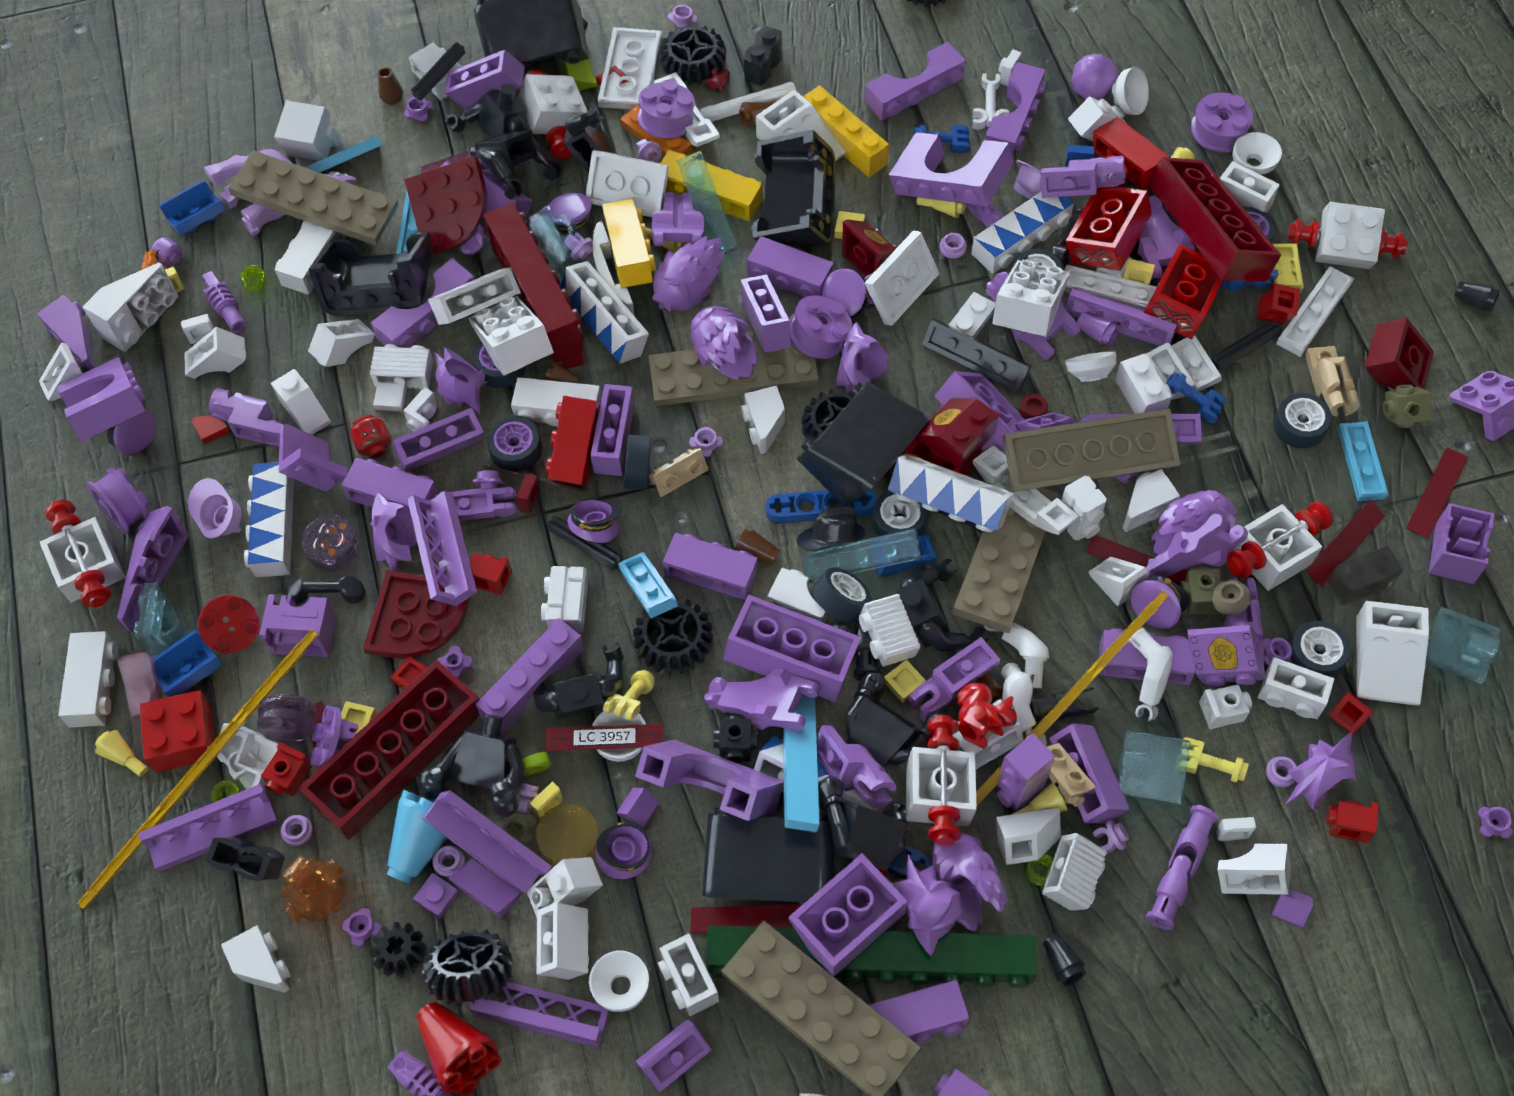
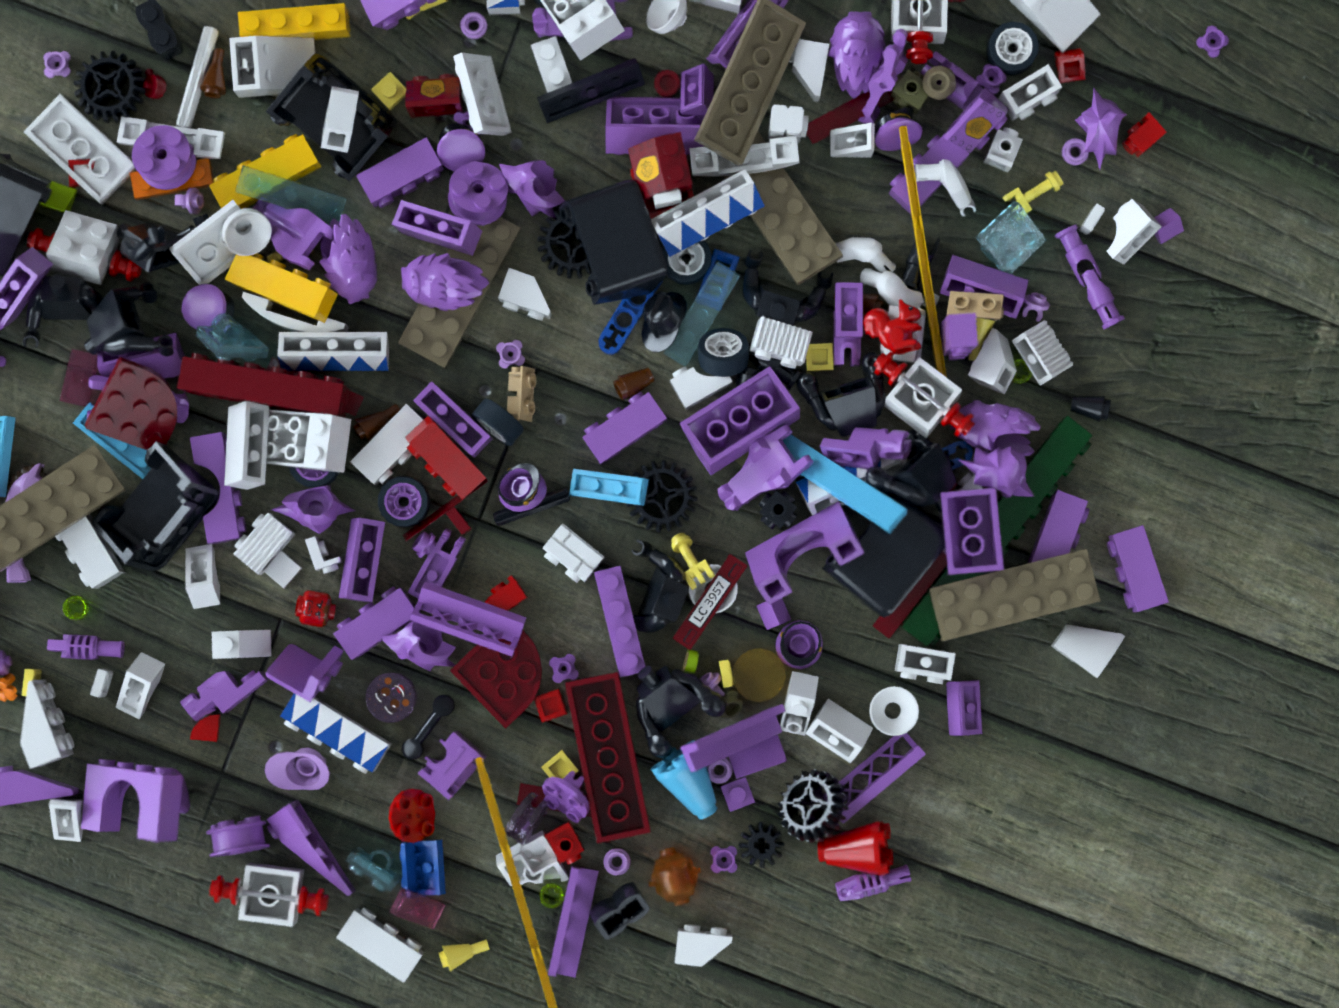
camera: 55 degrees left, 25 degrees up
(176, 730) = (476, 902): red brick -> none
(580, 246) = (256, 328): lavender plate -> none
(638, 190) = (252, 239): none -> white piece
(794, 193) = (339, 119): none -> white slope
(934, 450) = (667, 199): none -> white tile

